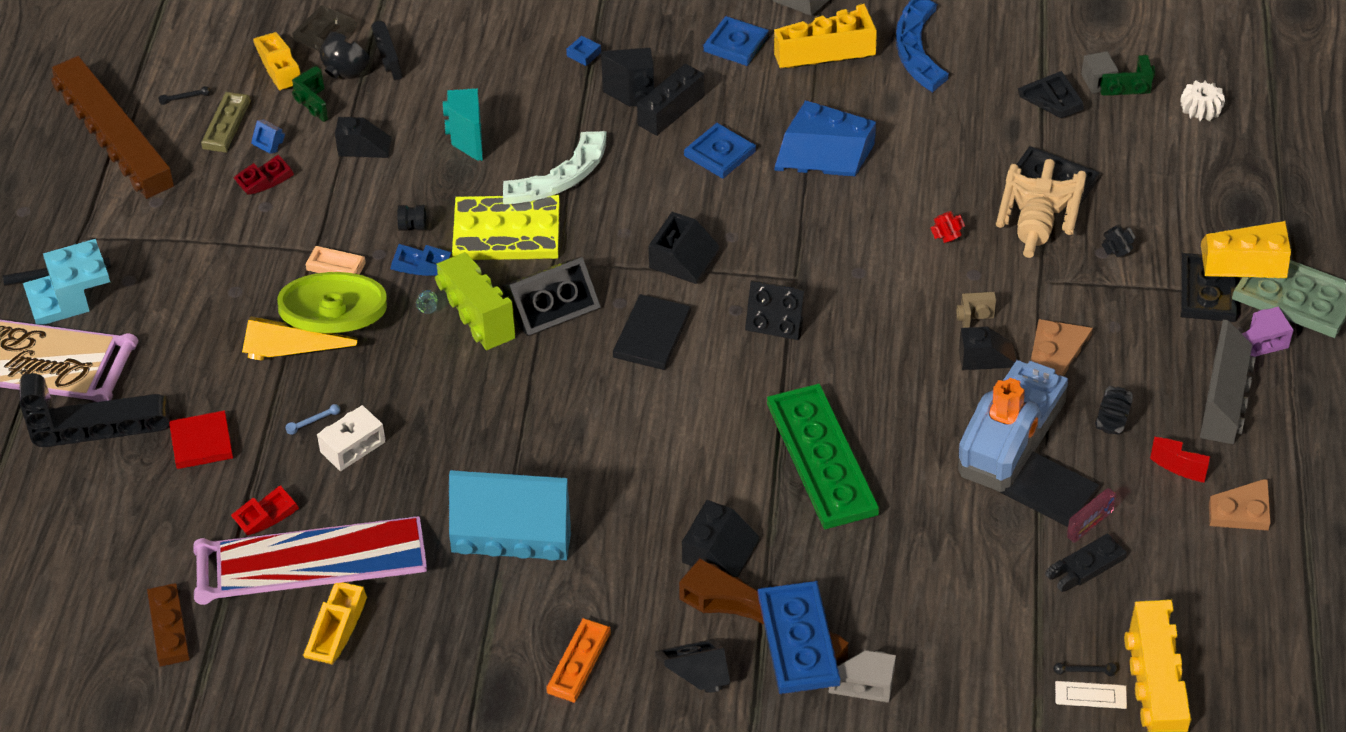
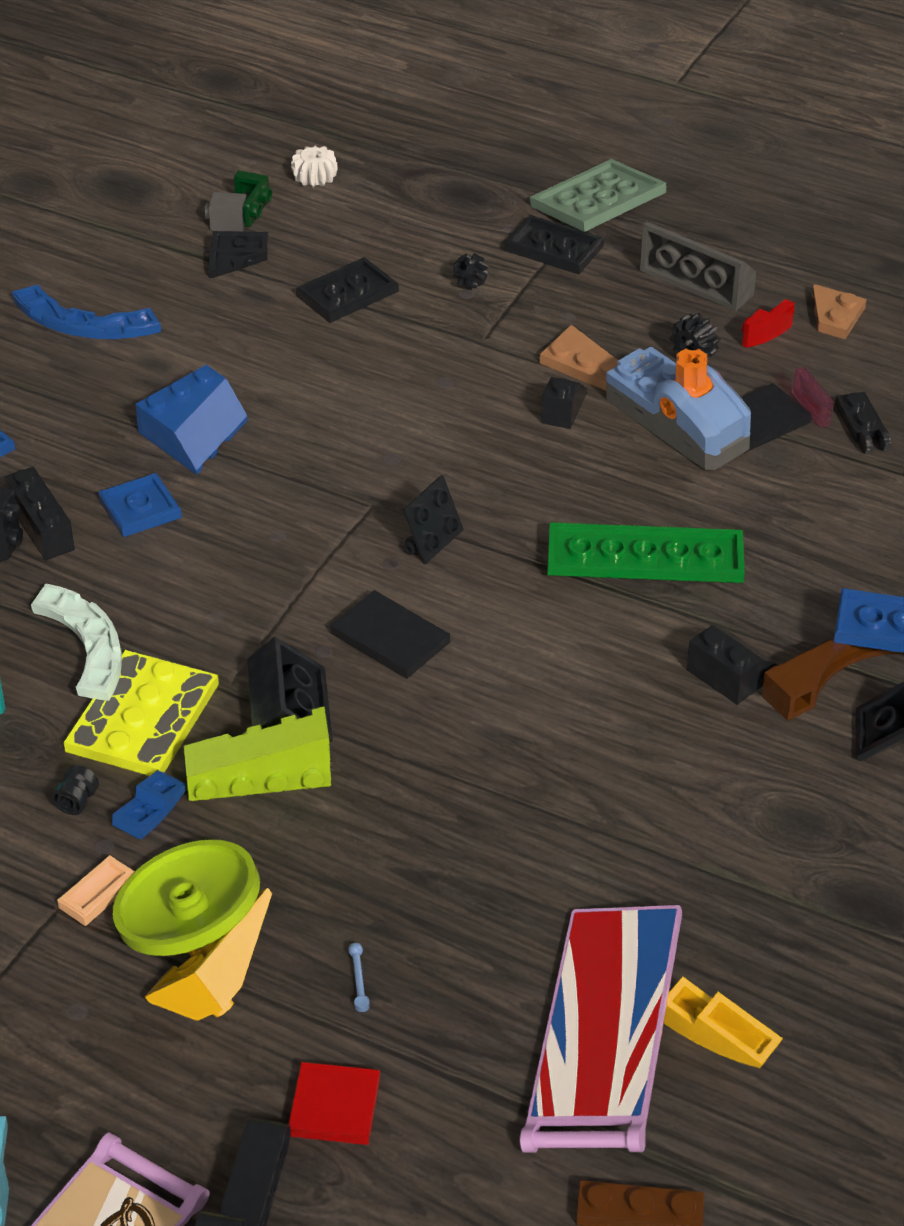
camera: 70 degrees left, 5 degrees down
(267, 512) = (495, 1059): red slope -> none
(351, 438) = (421, 939): white brick -> none
(432, 304) = (226, 813): clear light blue hinge -> none
(509, 515) = (645, 809): dark azure slope -> none
(578, 660) = (846, 822): orange tile -> none
(682, 248) = (286, 570): black slope -> none
(826, 39) = (40, 366): yellow wedge -> none
(947, 226) = (380, 370): red gear -> none
(975, 307) = (503, 389): dark tan bracket -> none
(1039, 202) = (389, 297): tan bar -> none
(1248, 252) = (540, 195): yellow wedge -> none
(1268, 332) = (631, 222): medium lavender arch -> none

